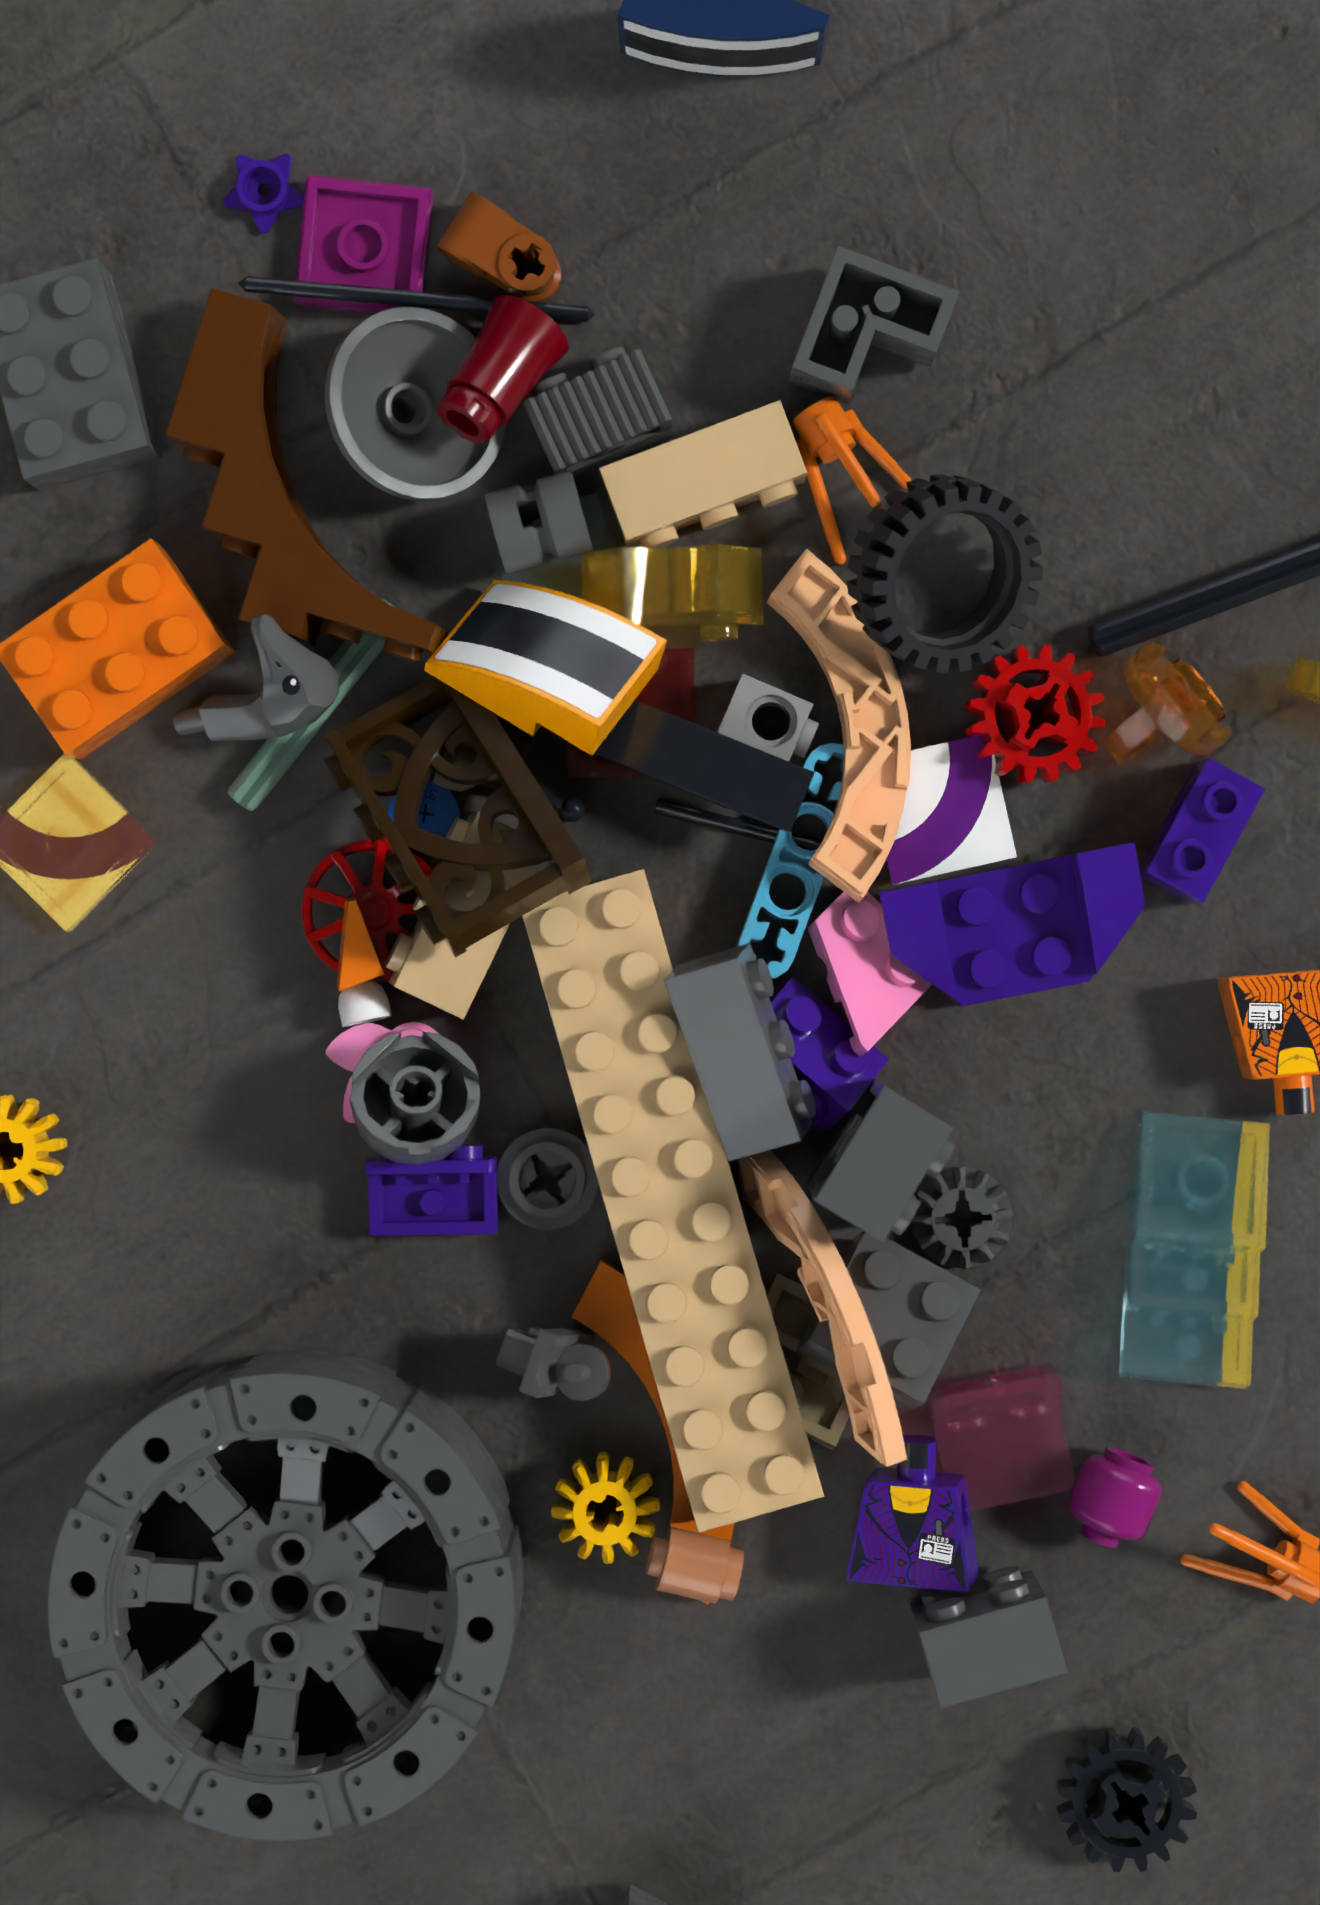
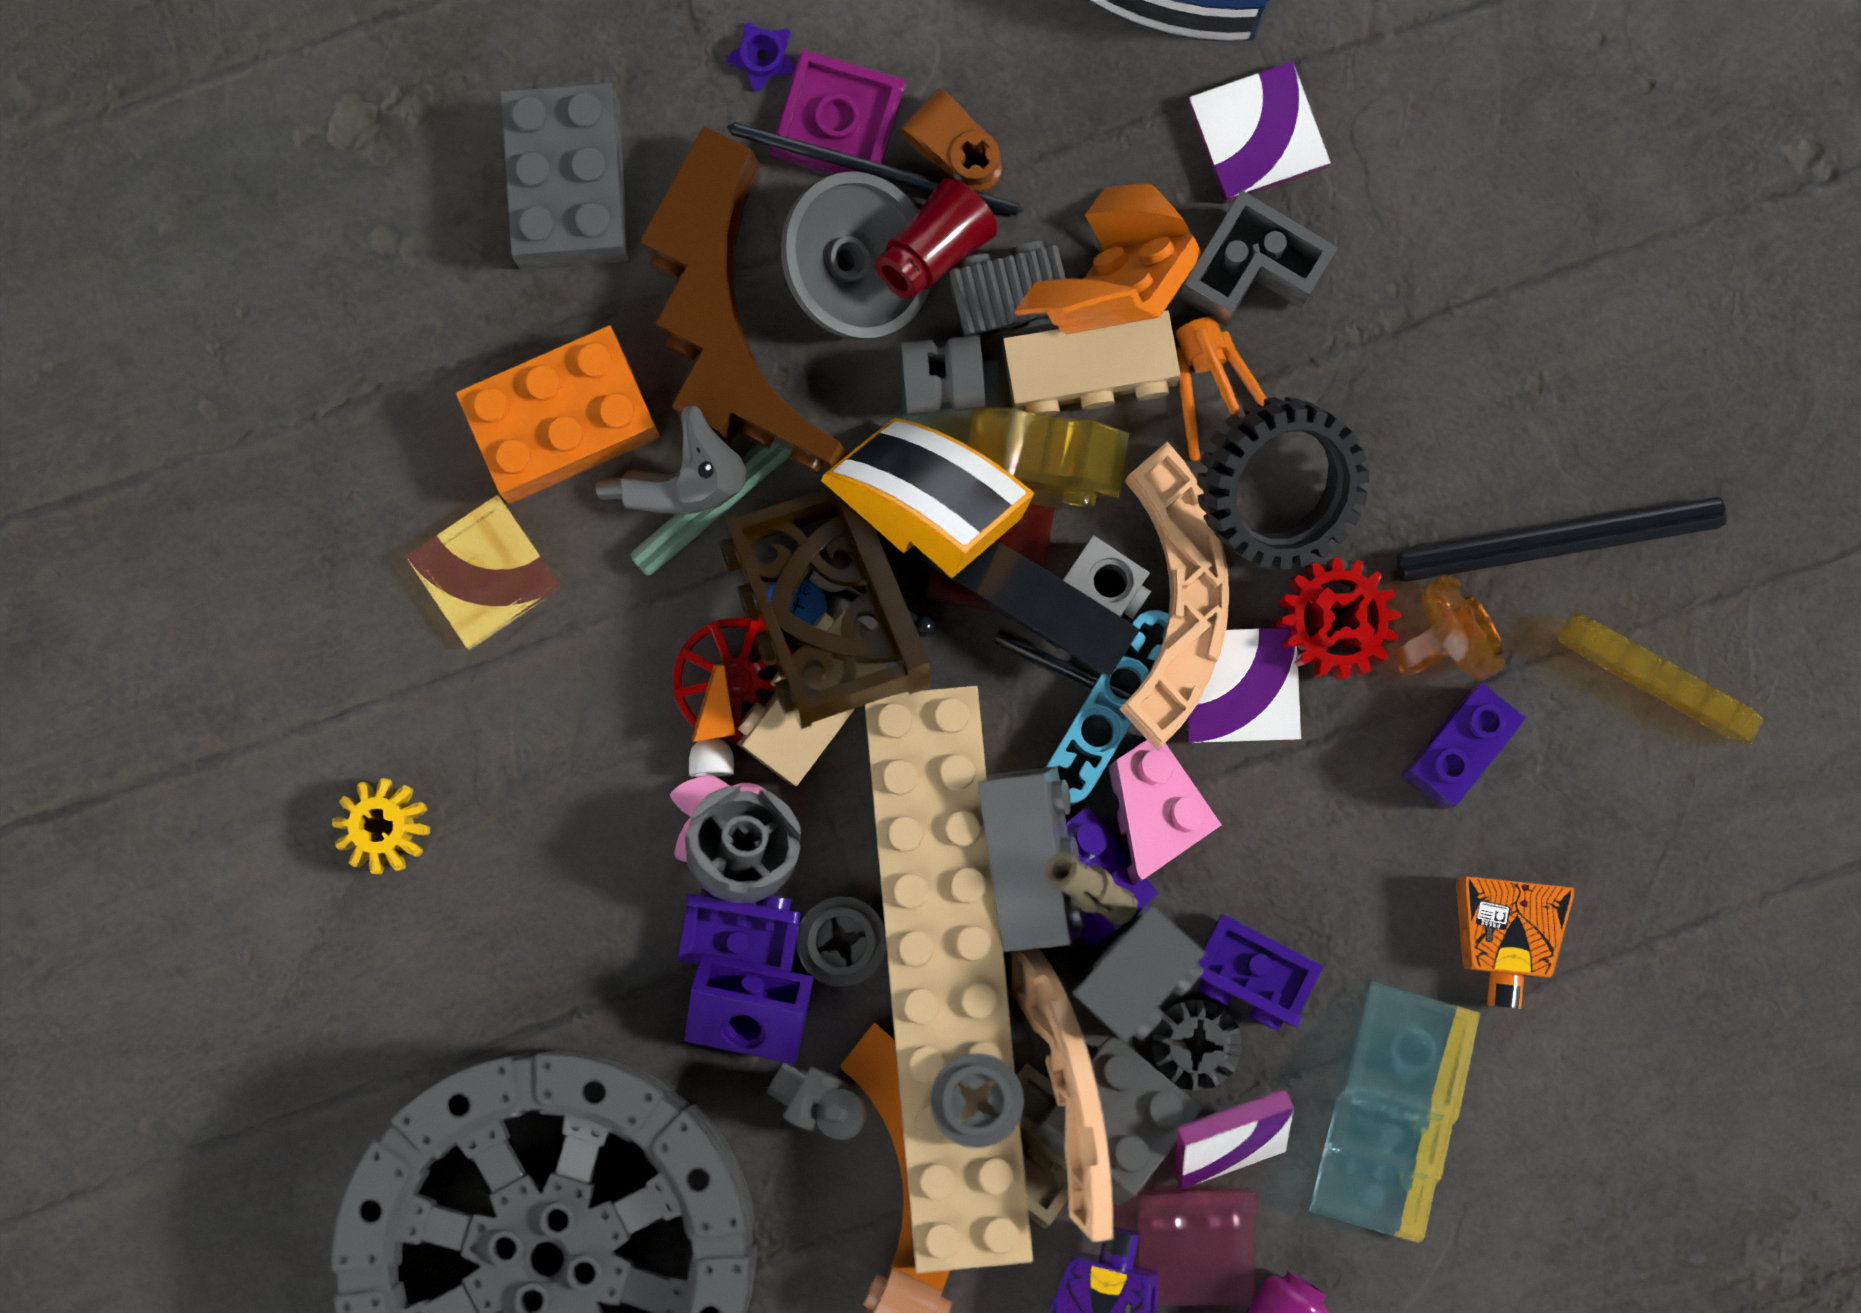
camera: 10 degrees right, 5 degrees down
(458, 1274) = (748, 1008): none -> dark purple brick
(614, 1528) = (840, 1260): yellow gear -> none
(732, 371) = (1136, 274): none -> orange piece
(738, 1364) = (1005, 1099): none -> dark grey gear
(812, 1074) = (1090, 888): none -> dark tan pin
(845, 171) = (1259, 132): none -> tile
(1014, 1127) = (1256, 972): none -> dark purple bracket
(1016, 924) = (1290, 798): dark purple piece -> none
(1020, 1317) = (1232, 1138): none -> tile

